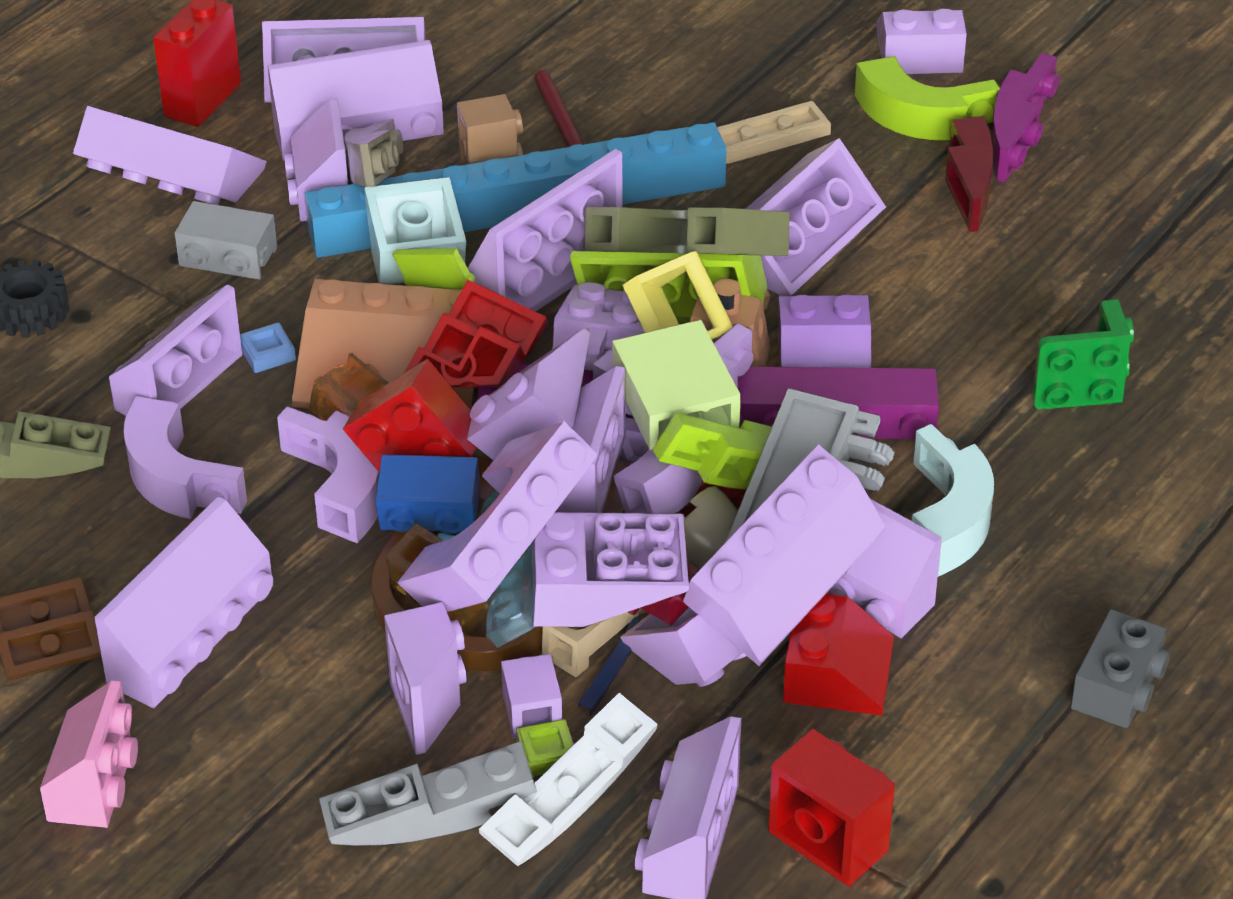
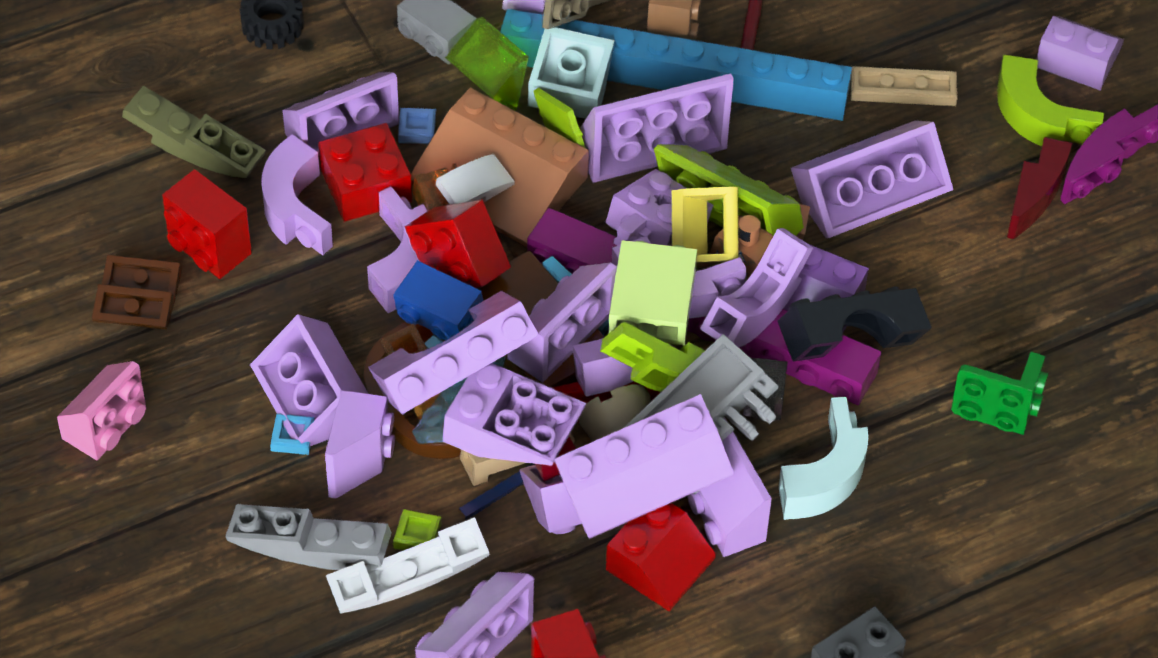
camera: 25 degrees right, 10 degrees up
(94, 520) = (206, 224): none -> red brick
(183, 604) = (228, 315): lavender slope -> none
(237, 406) = (360, 167): none -> red brick
(316, 640) = (305, 376): none -> lavender slope
(320, 245) = (491, 62): none -> clear neon green slope
(330, 705) = (281, 440): none -> medium azure tile
(379, 364) = (474, 181): none -> white slope
(481, 339) = (550, 191): red slope -> none
(530, 691) = (427, 486): lavender brick -> none
(532, 398) = (548, 263): lavender slope -> none
(687, 231) = (766, 165): olive arch -> none
(782, 343) = (763, 295): none -> lavender arch
(868, 357) = (890, 317): none -> black arch

